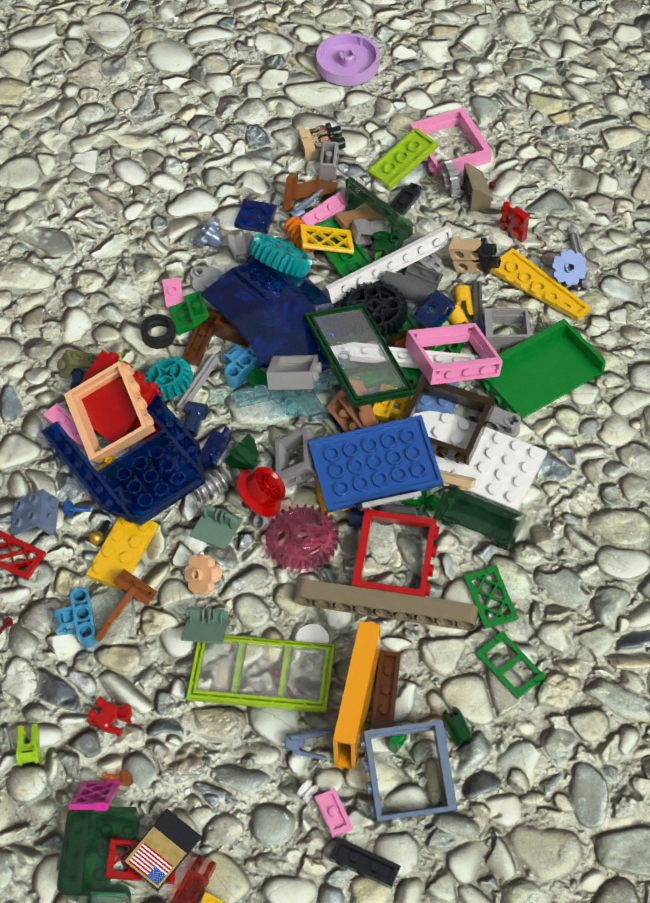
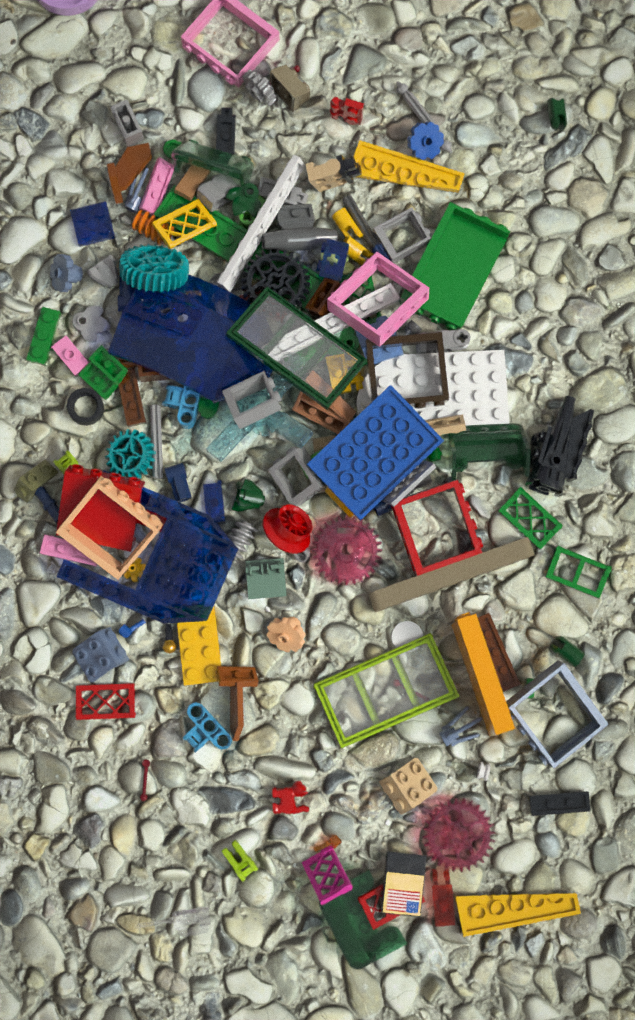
camera: 35 degrees left, 25 degrees up
(161, 271) = (43, 336): none -> green plate
(205, 626) = (317, 678): sand green hinge -> none
(227, 764) = (408, 786): none -> tan bracket
(249, 843) = (485, 834): none -> clear pink gear
(312, 139) = (99, 97): hips -> none
(333, 813) = (513, 777): bright pink plate -> none
(402, 158) = (197, 83): lime tile -> none
(548, 549) = (558, 450): none -> black piece

